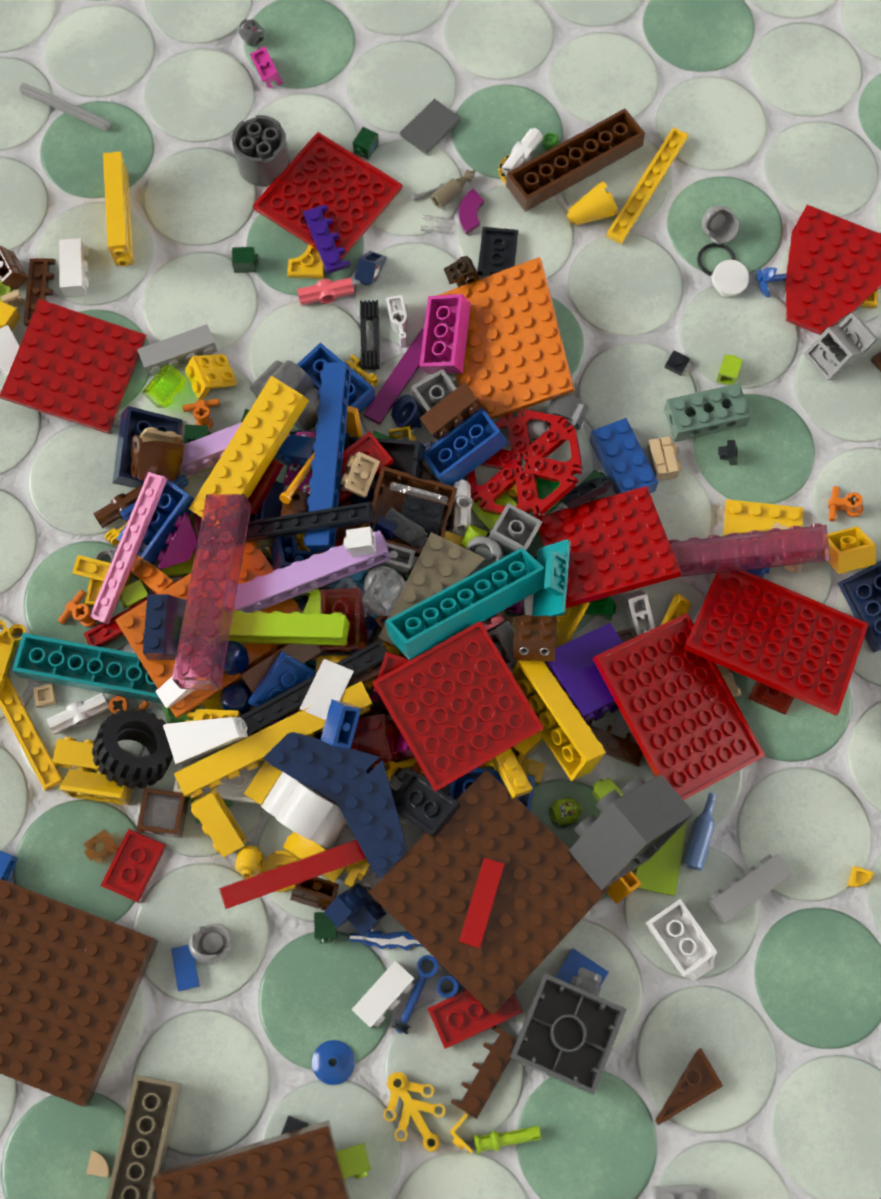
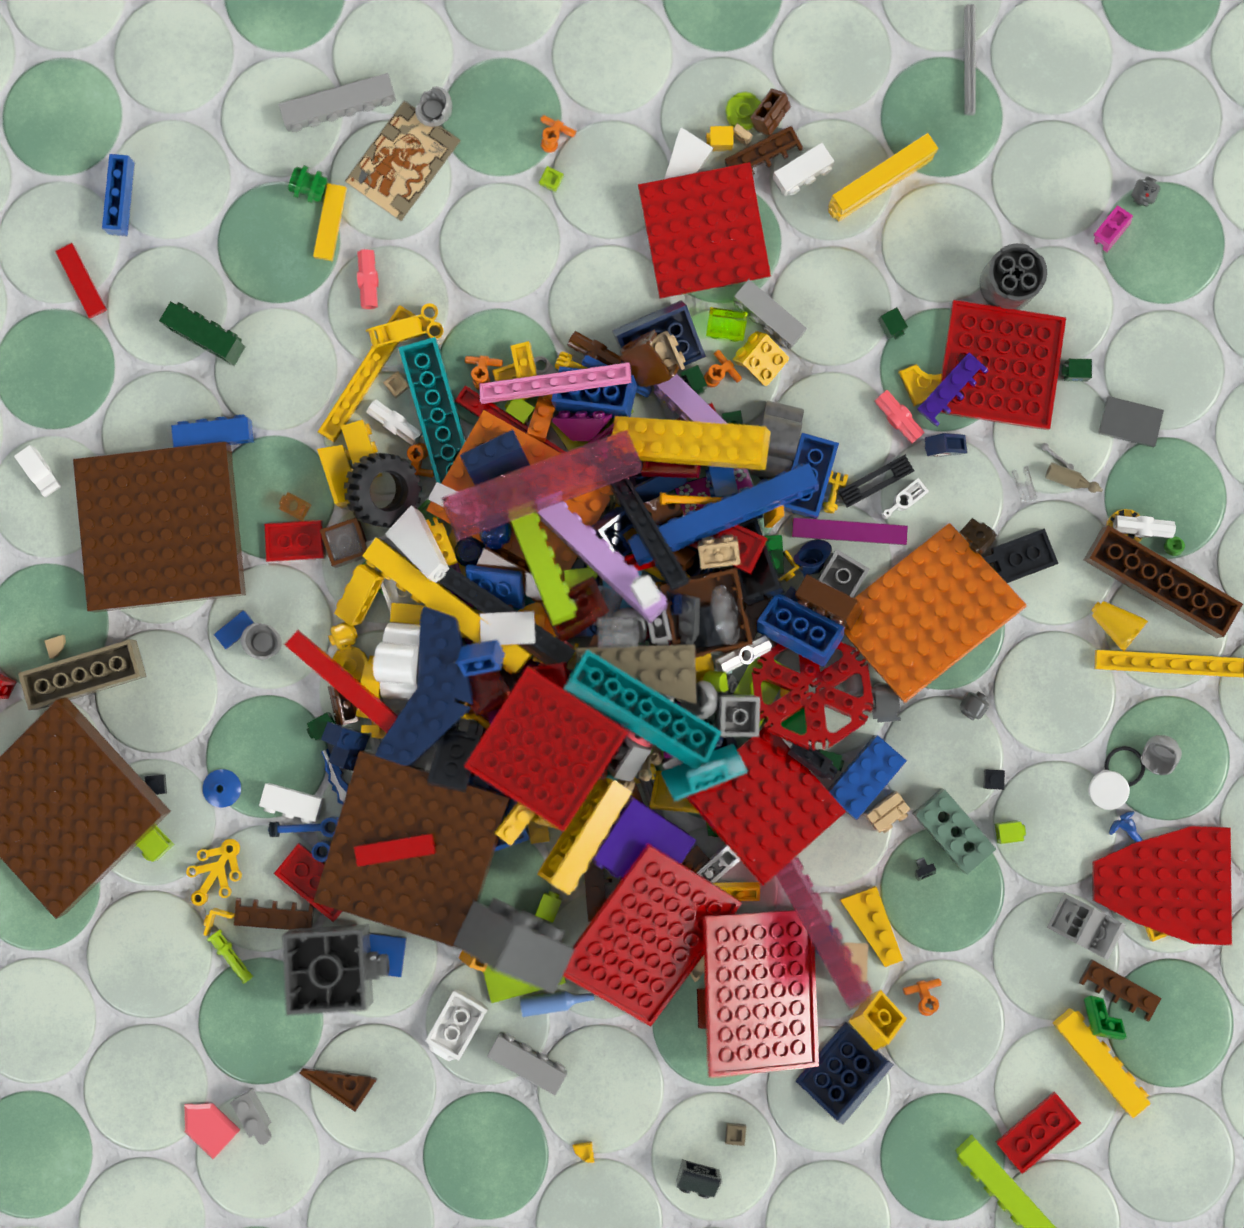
camera: 65 degrees right, 15 degrees up
(445, 334) = (906, 553): dark pink brick -> none
(468, 211) = (1056, 506): magenta tile -> none
(535, 638) = (641, 785): reddish brown piece -> none
(565, 811) = (516, 878): lime head -> none
(605, 346) = (974, 705): none -> dark grey head

